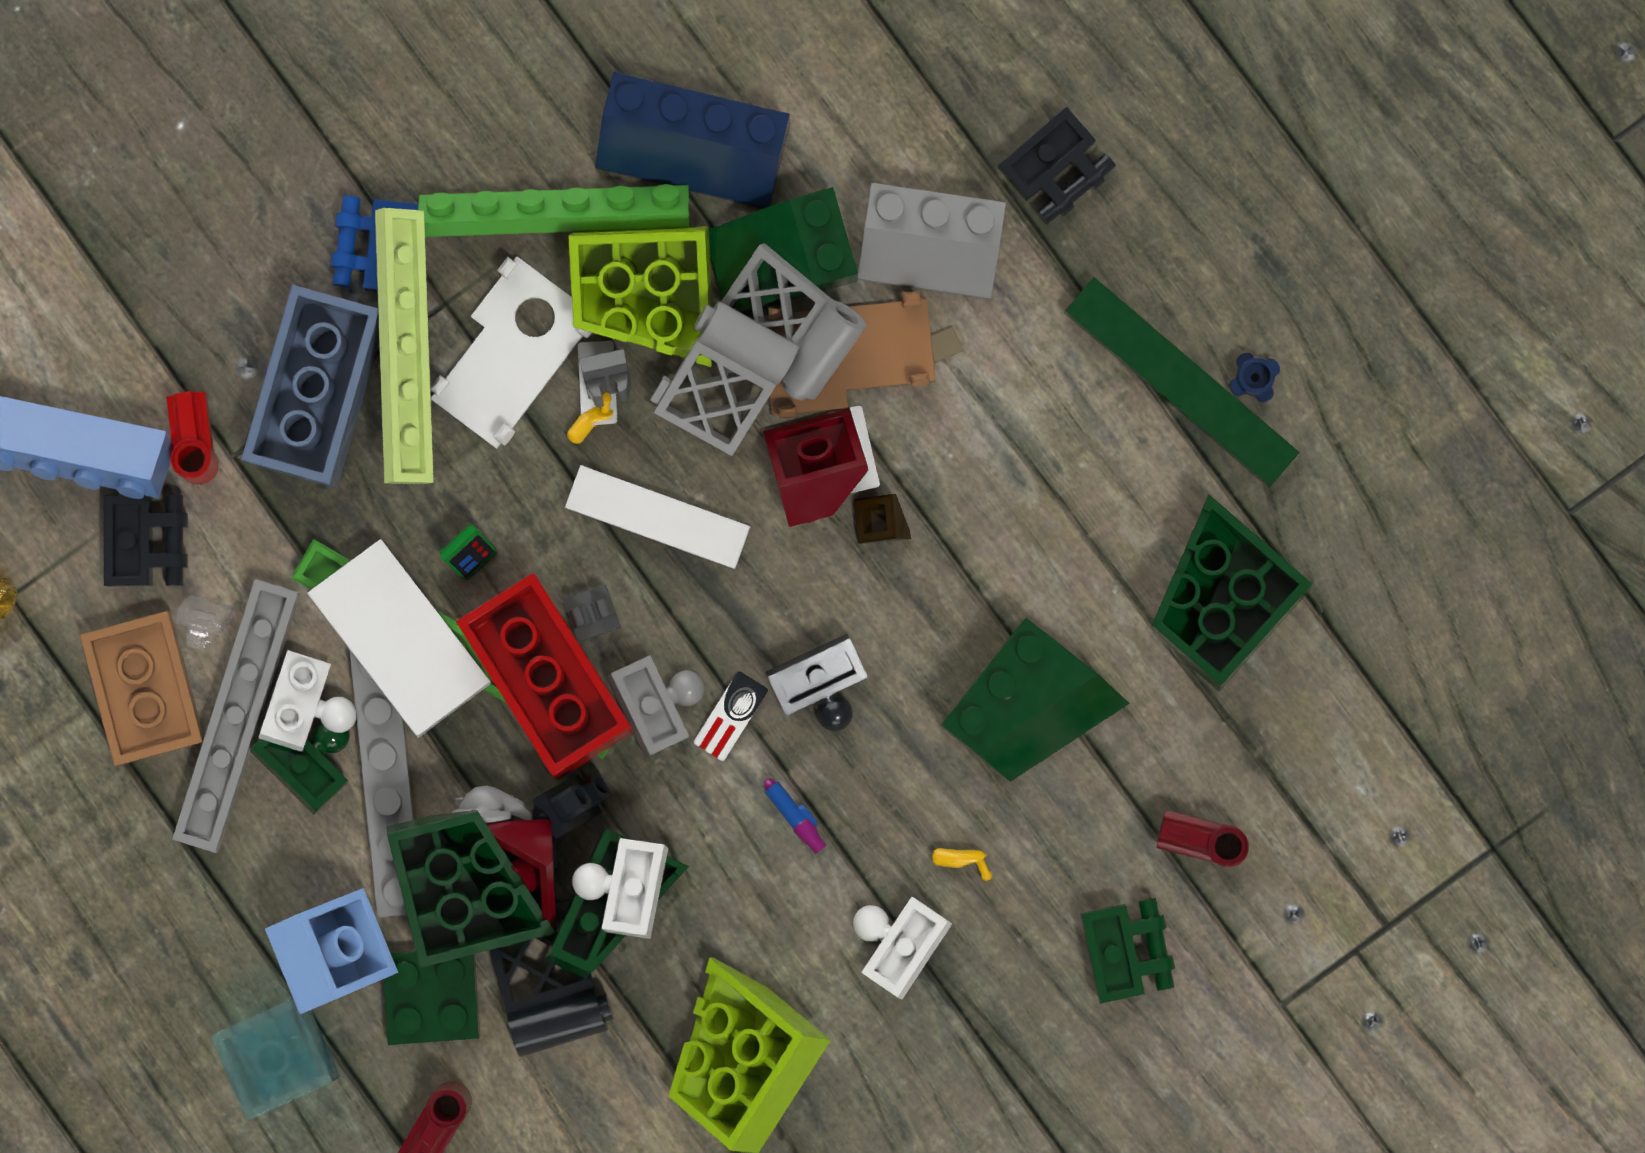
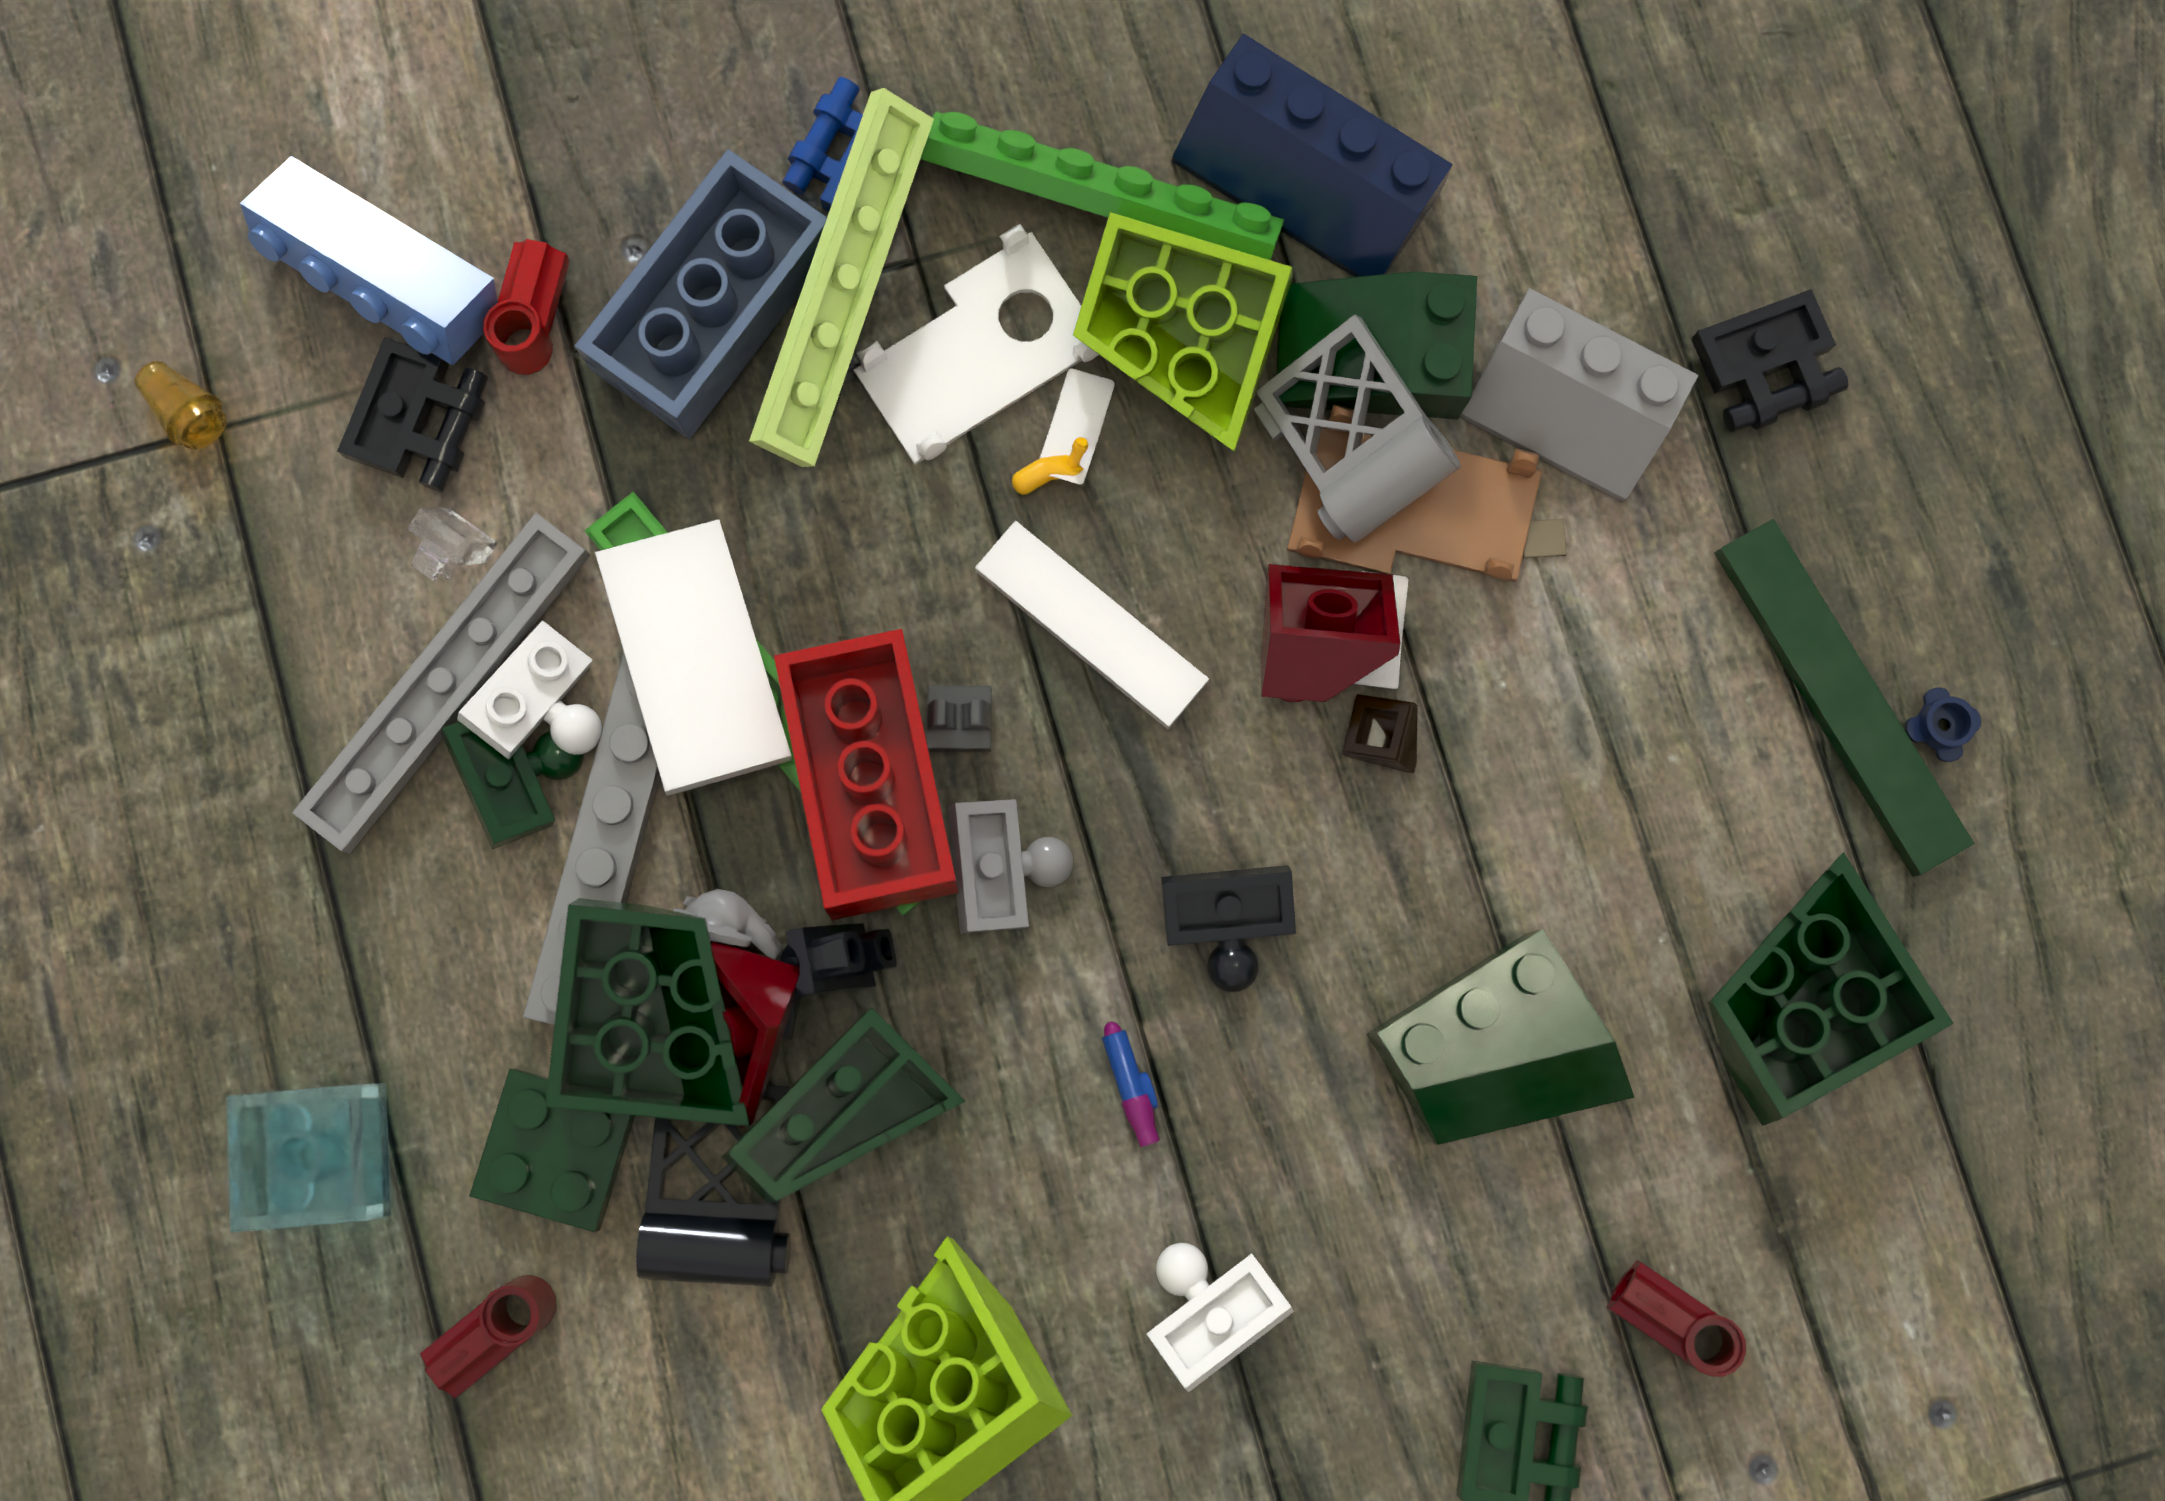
camera: 15 degrees right, 5 degrees down
(142, 688) = (334, 603): medium nougat plate -> none
(331, 950) = (437, 1038): light blue brick -> none
(468, 552) = (826, 579): slope -> none
(604, 374) = (1092, 413): dark grey tile -> none
(630, 889) = (873, 1104): white plate -> none
(730, 716) = (1092, 920): sticker -> none
(735, 345) = (1285, 435): light grey piece -> none
(961, 858) = (1335, 1225): yellow piece -> none

